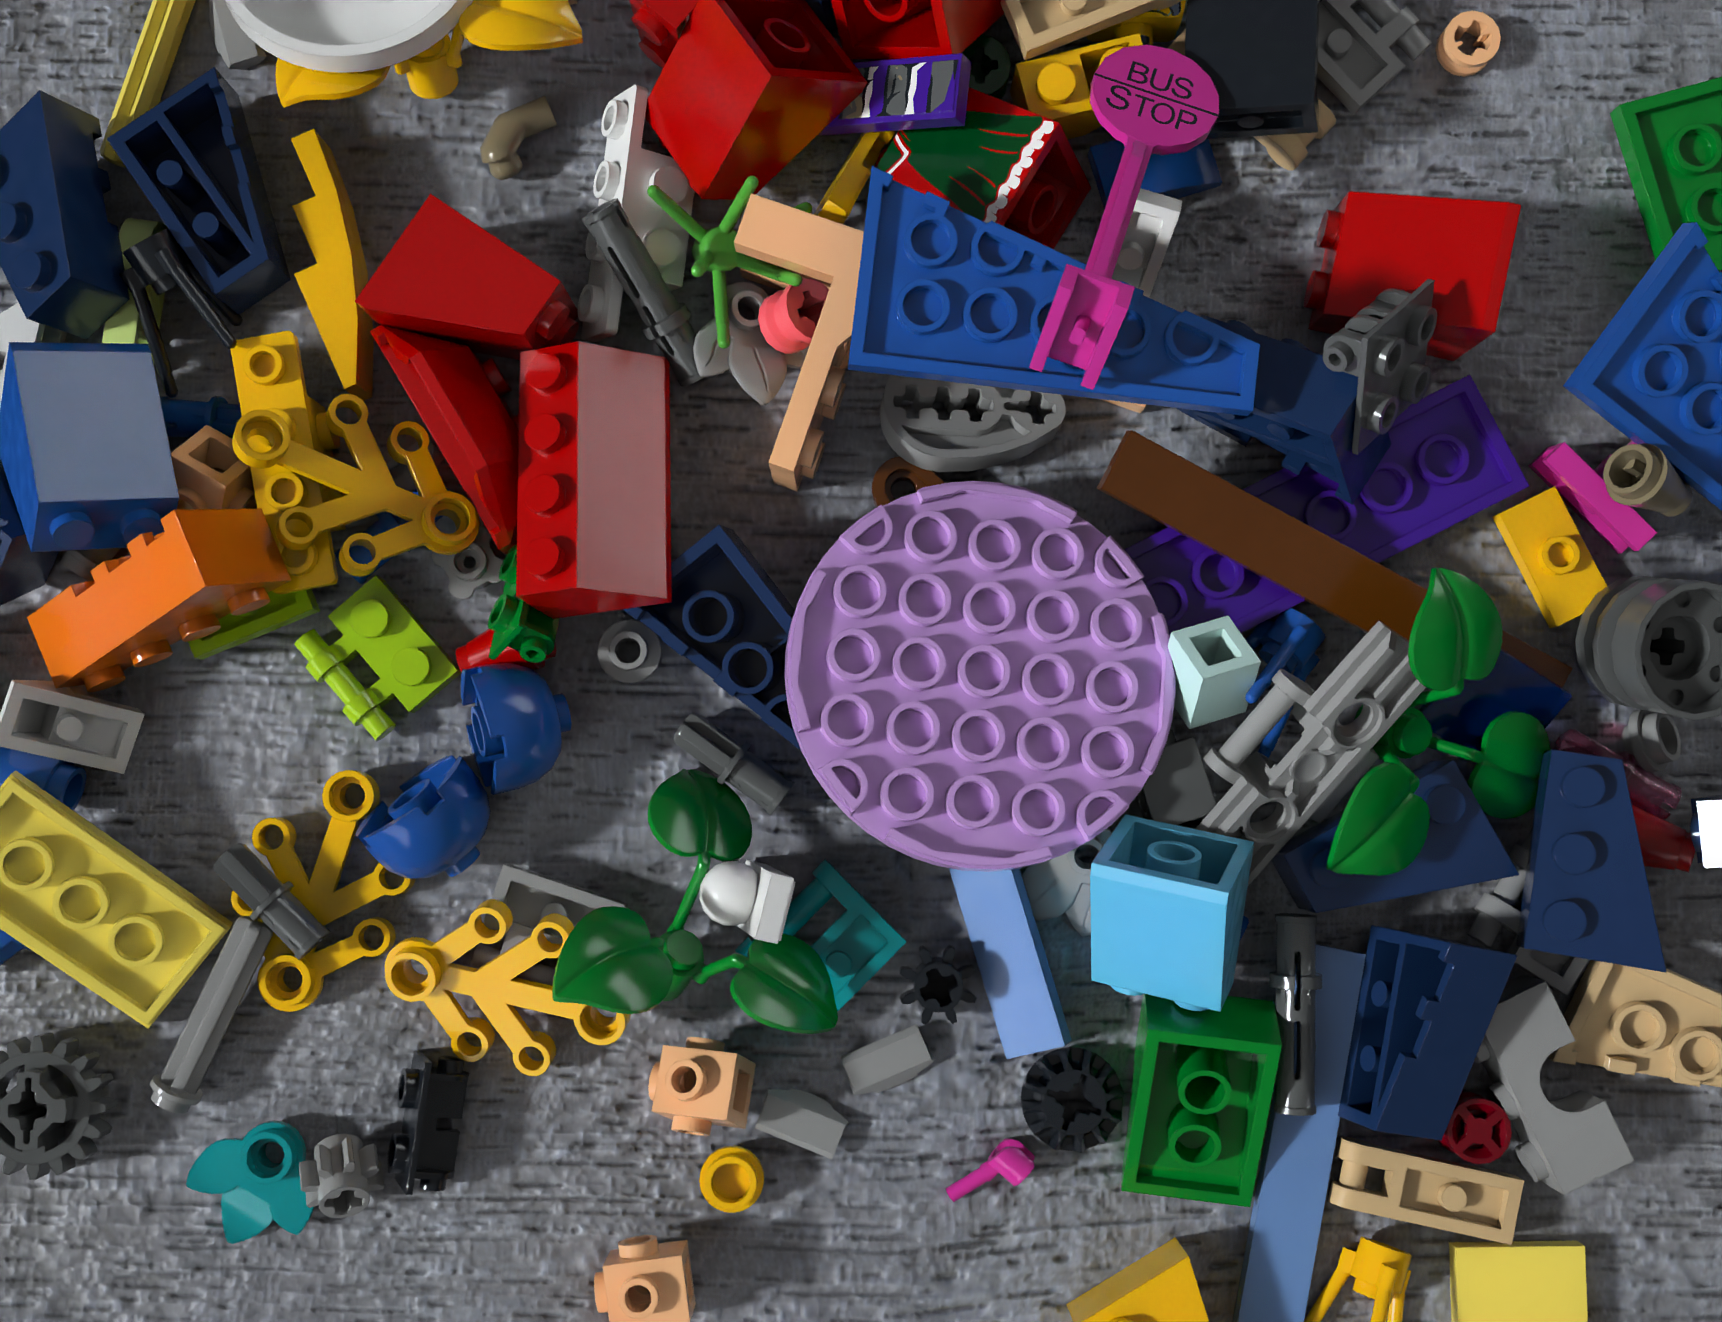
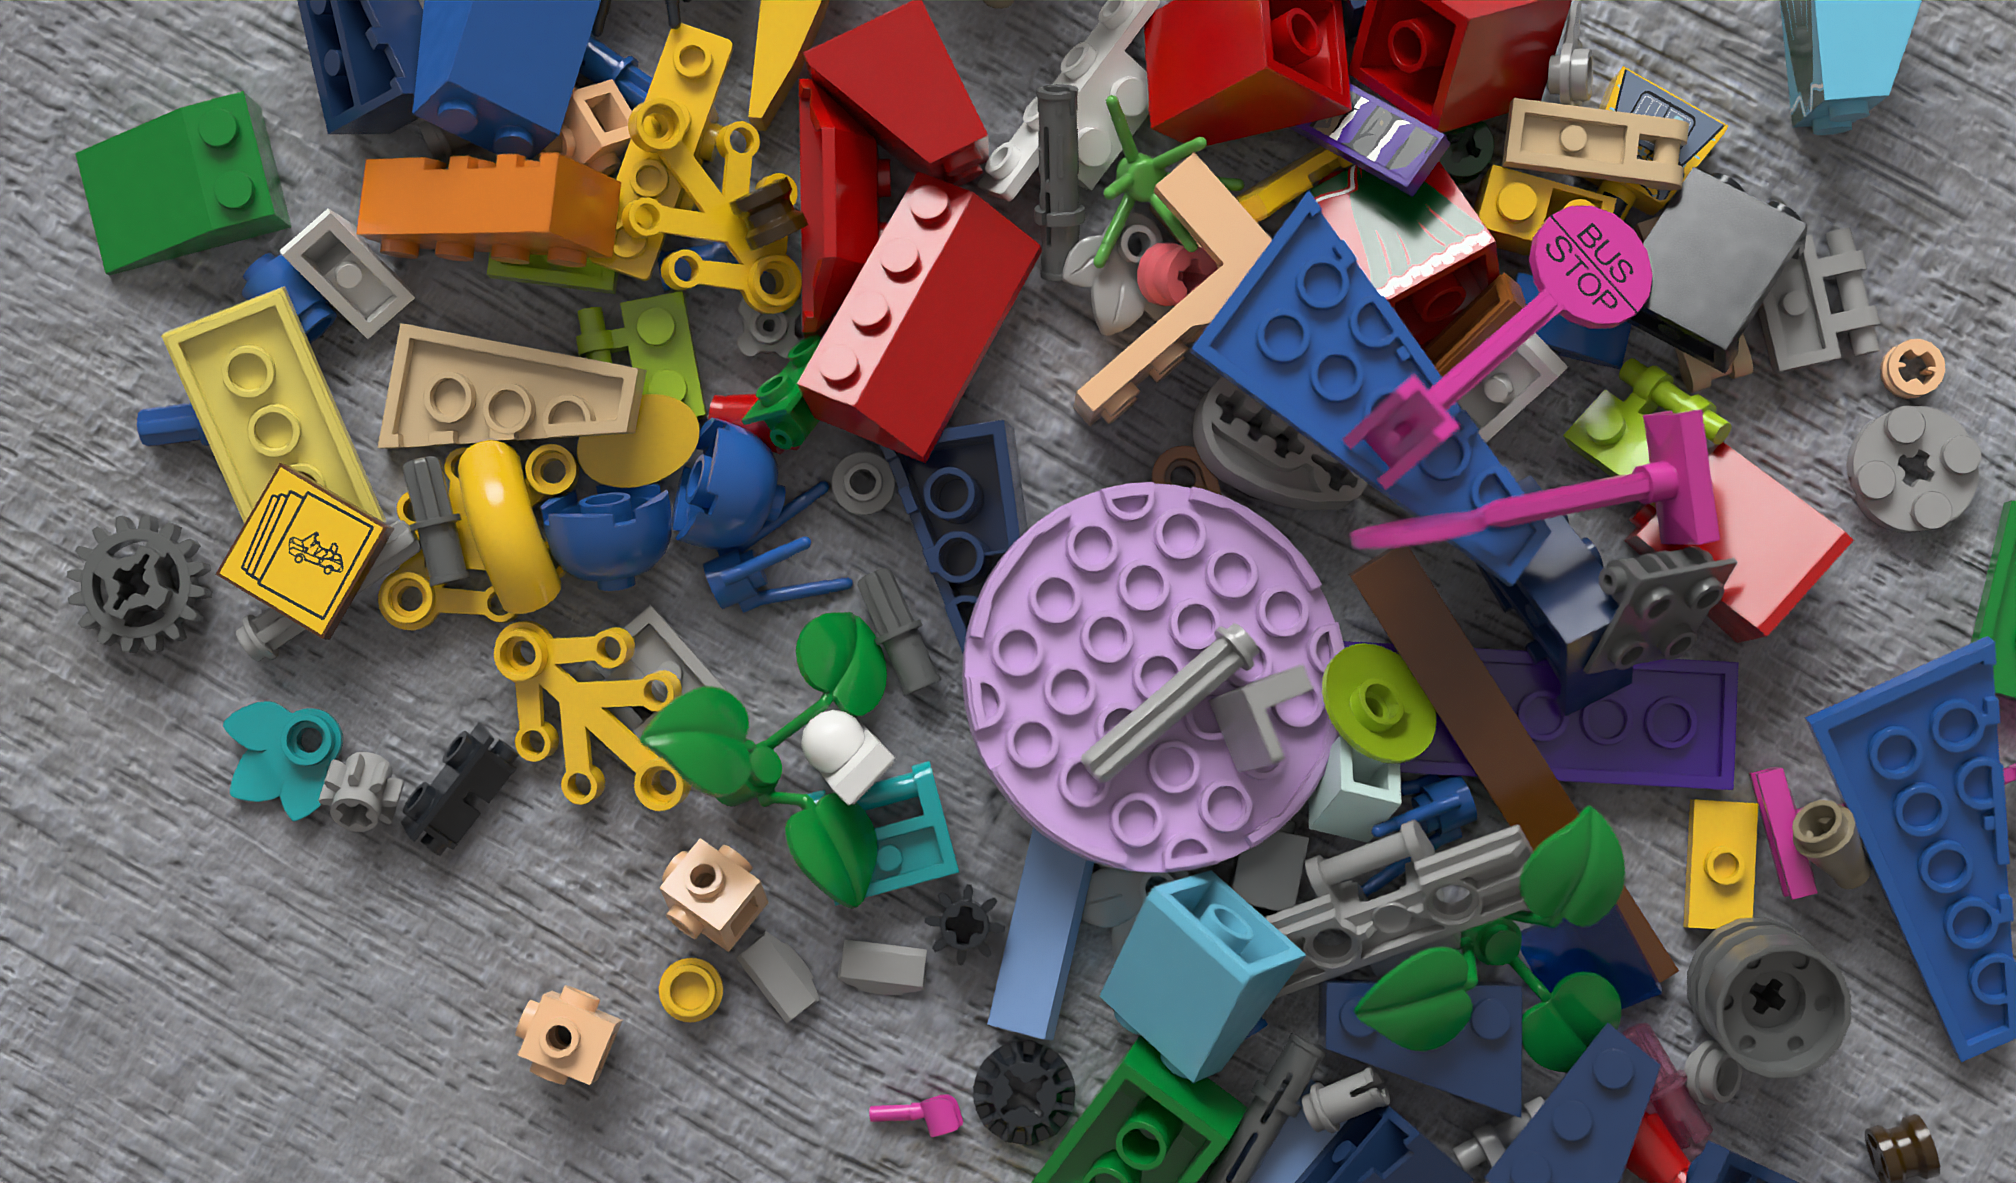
camera: 30 degrees right, 0 degrees up
(167, 994) = (304, 551): none -> yellow tile
(255, 758) = (480, 390): none -> tan wing
(334, 871) = (506, 527): none -> yellow cylinder
(407, 461) = (768, 213): none -> dark brown wheel
(411, 727) = (661, 444): none -> yellow sticker
(566, 792) = (738, 575): none -> blue plant
(1009, 689) = (1171, 702): none -> light grey axle
(1083, 206) = (1475, 324): none -> dark orange tile
(1085, 665) = (1246, 722): none -> light grey panel
(1187, 586) = (1377, 704): none -> lime dish
(1281, 241) = (1614, 431): none -> lime plate
(1335, 242) = (1674, 480): none -> dark pink piece
(1353, 949) = (1343, 1100): none -> light grey pin
(1543, 102) = (1948, 457): none -> light grey plate

